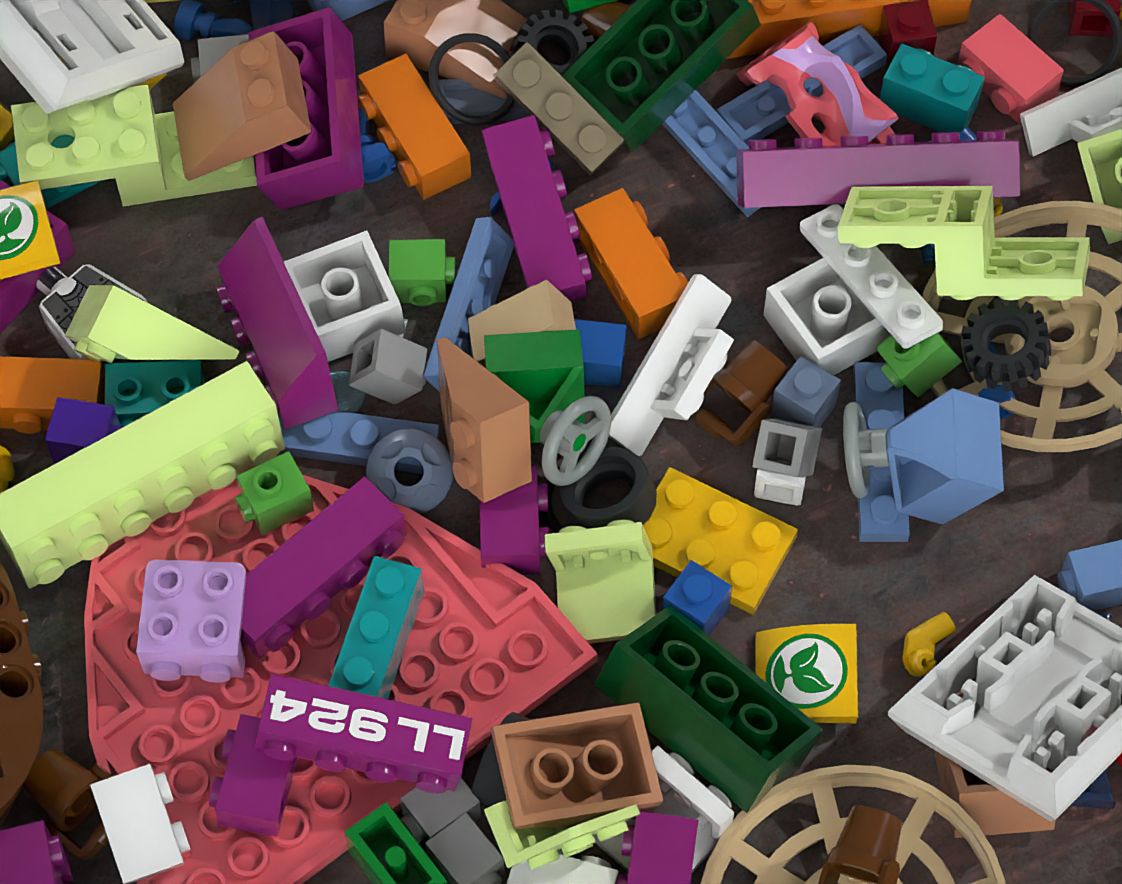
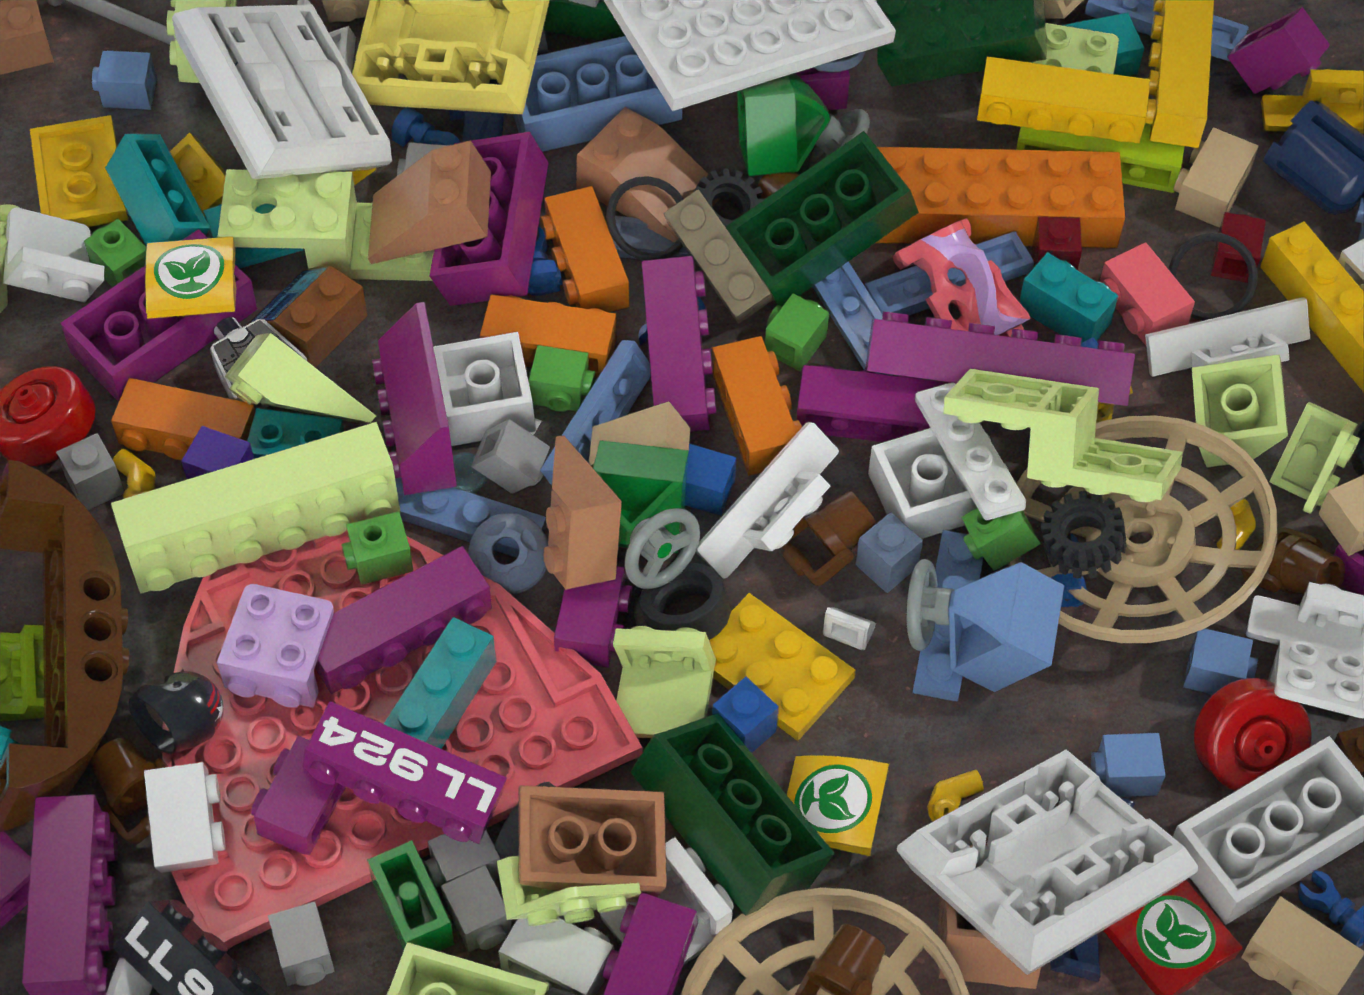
camera: 10 degrees right, 5 degrees down
(114, 702) = (186, 704): none -> black helmet
(139, 242) = (316, 311): none -> dark orange slope
(398, 216) = (553, 326): none -> orange brick
(655, 173) = (796, 331): none -> bright green brick
(743, 241) = (861, 403): none -> magenta brick
(787, 447) = (860, 593): light grey brick -> none

